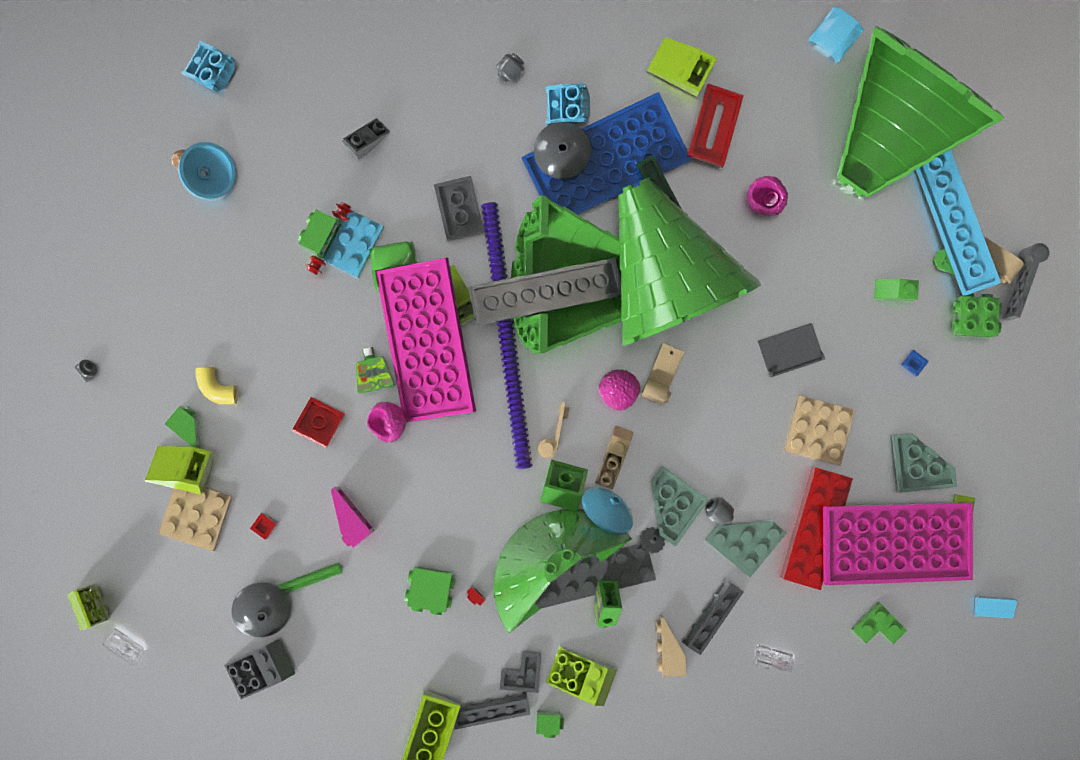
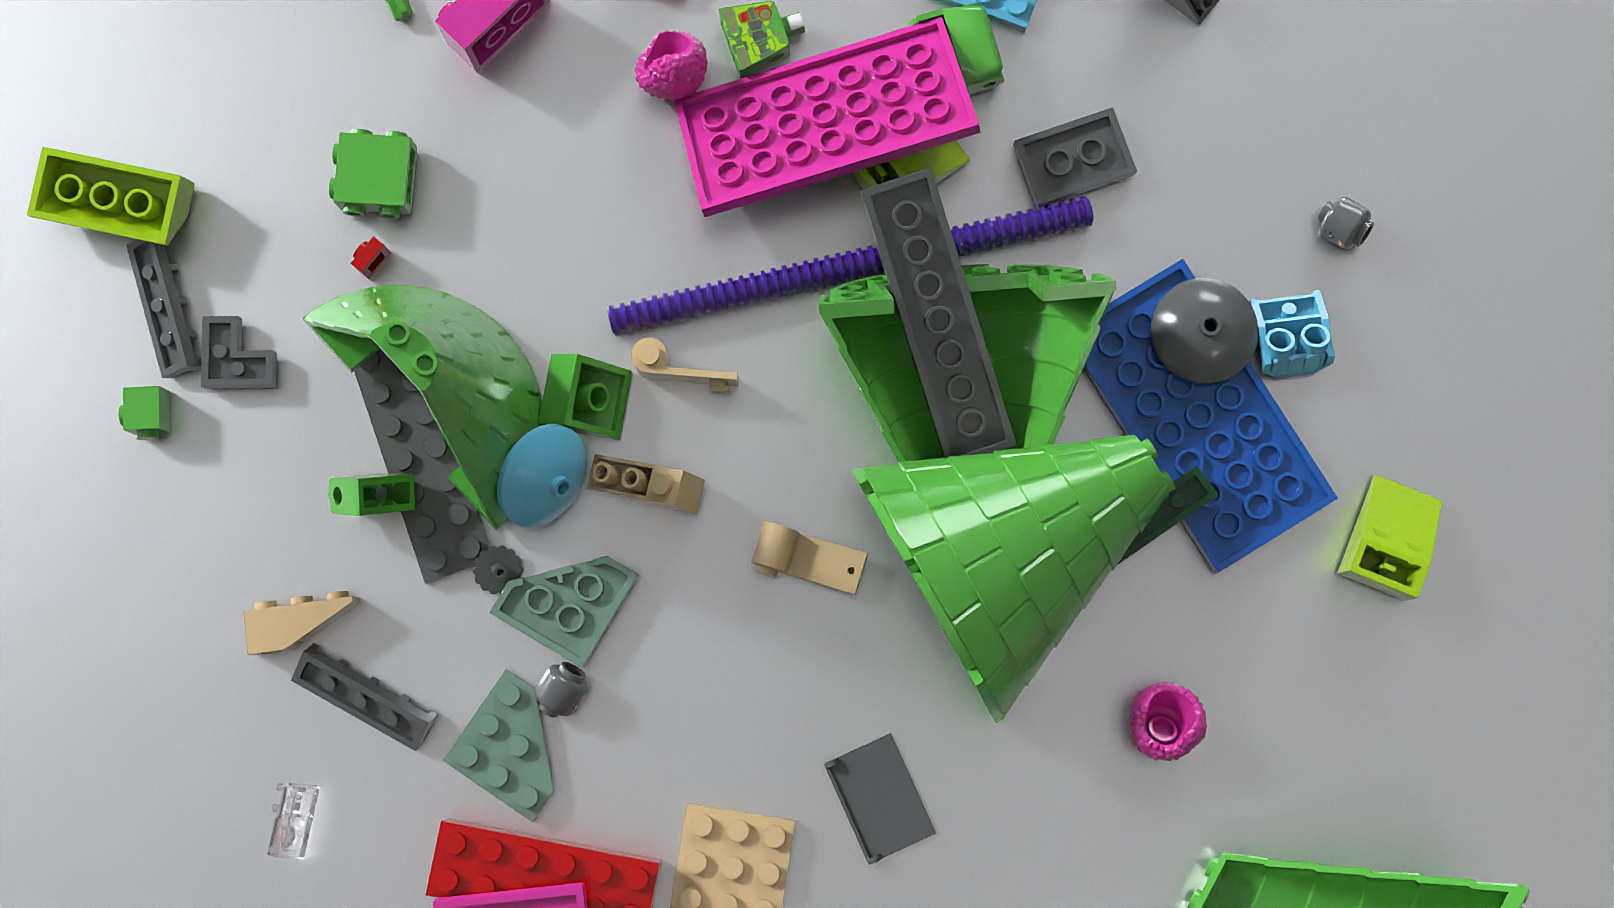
camera: 80 degrees right, 5 degrees down
(581, 676) = (235, 465): lime slope -> none
(619, 389) = (772, 479): dark pink hair -> none
(732, 104) = (1333, 640): red piece -> none
(837, 33) = (1496, 828): medium azure slope -> none

